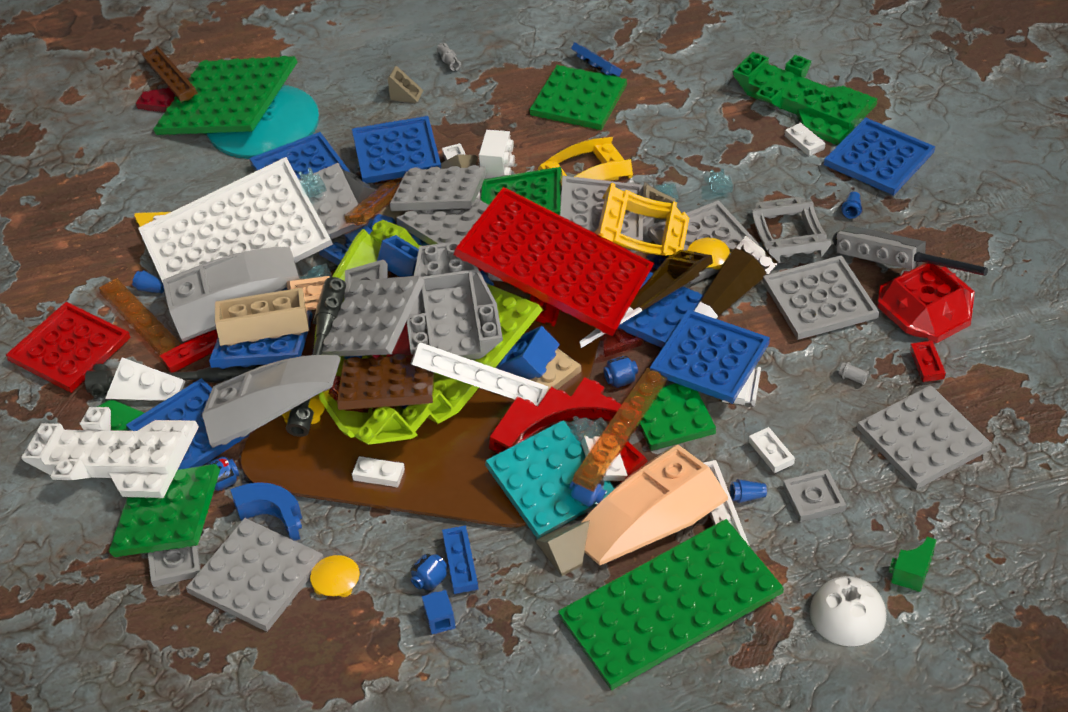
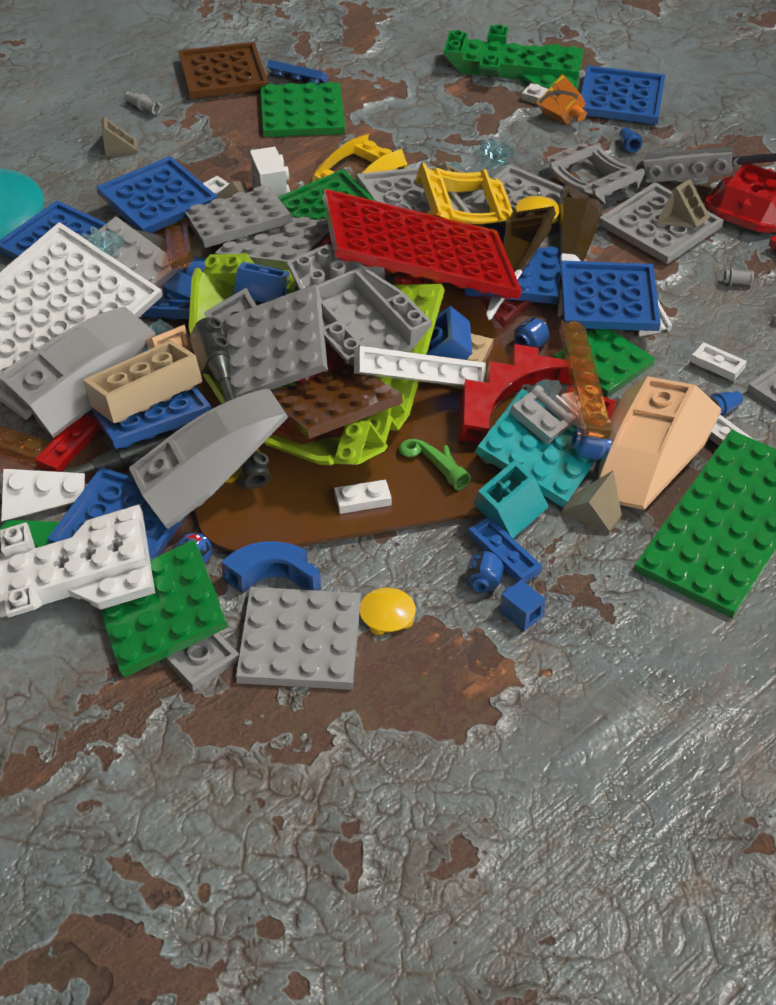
camera: 30 degrees left, 0 degrees up
(462, 479) = (455, 474): none -> bright green plant
(488, 517) = (512, 499): none -> teal slope
(535, 41) = (222, 70): none -> reddish brown plate
(554, 452) = (540, 420): none -> light grey plate
(811, 150) = (563, 102): none -> orange torso
(841, 289) = (683, 207): none -> dark tan slope

